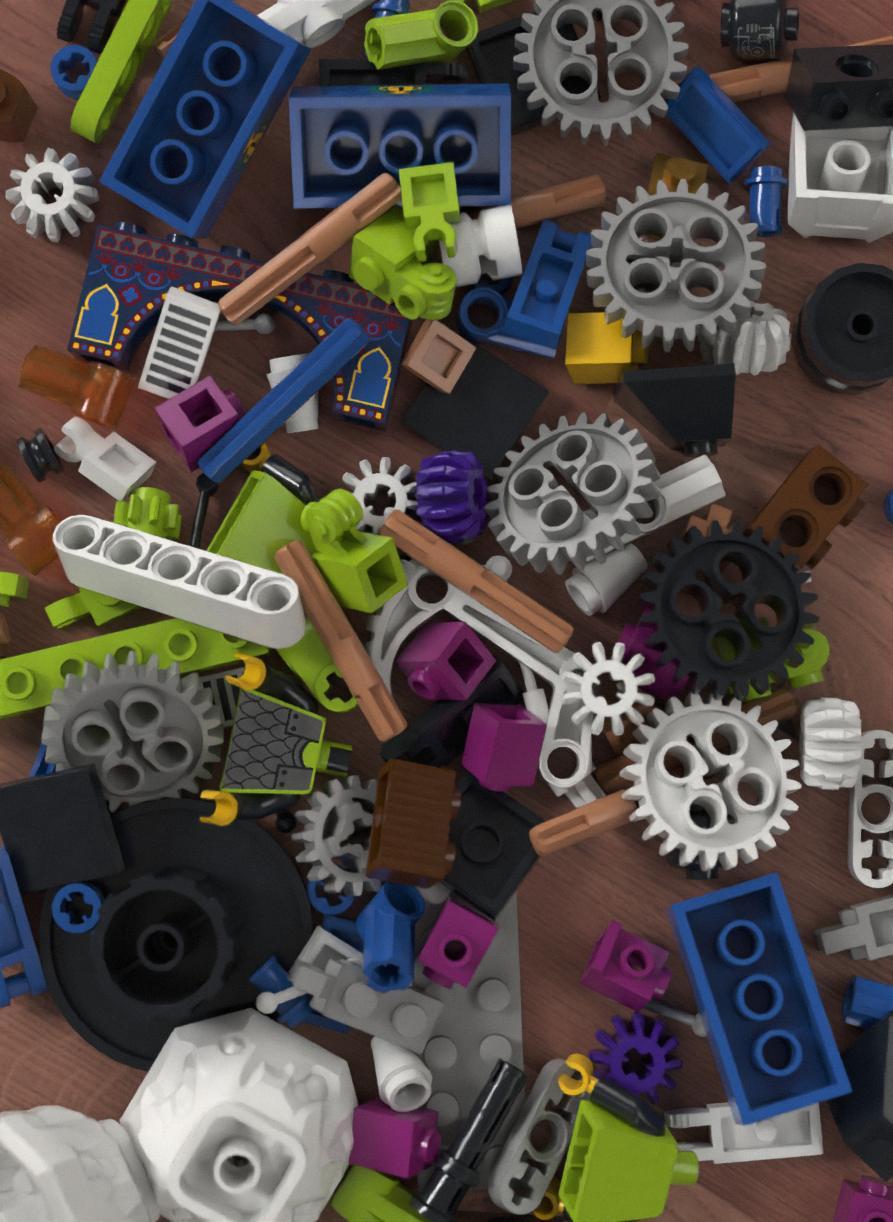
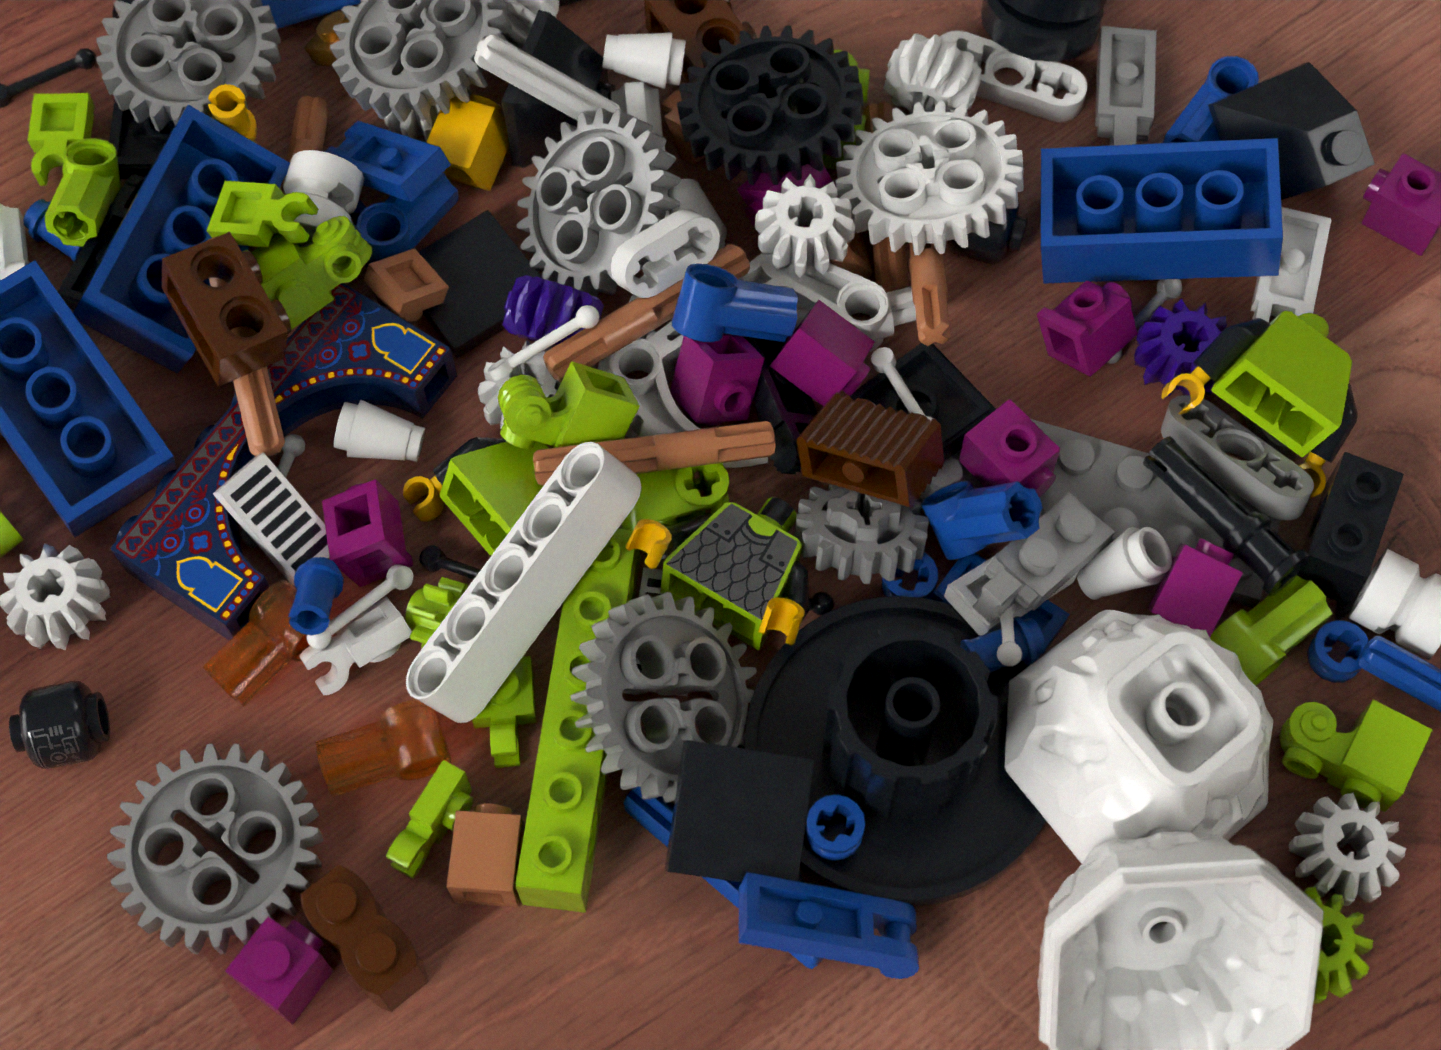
camera: 65 degrees left, 20 degrees down
(40, 455) = (323, 707): black bush -> none
(116, 410) = (317, 586): none -> blue pin
(172, 465) = (396, 577): none -> white hinge
(284, 400) = (383, 432): blue axle -> none
(304, 217) = (213, 311): none -> reddish brown brick
(376, 477) = (586, 317): none -> white hinge
(498, 641) = (719, 304): none -> blue piece
(521, 800) = (885, 362): none -> white hinge
(527, 578) = (664, 250): none -> white beam
(538, 126) = (230, 110): none -> yellow pin
(657, 403) = (539, 78): none -> white axle
(741, 475) = (646, 57): none -> white cone

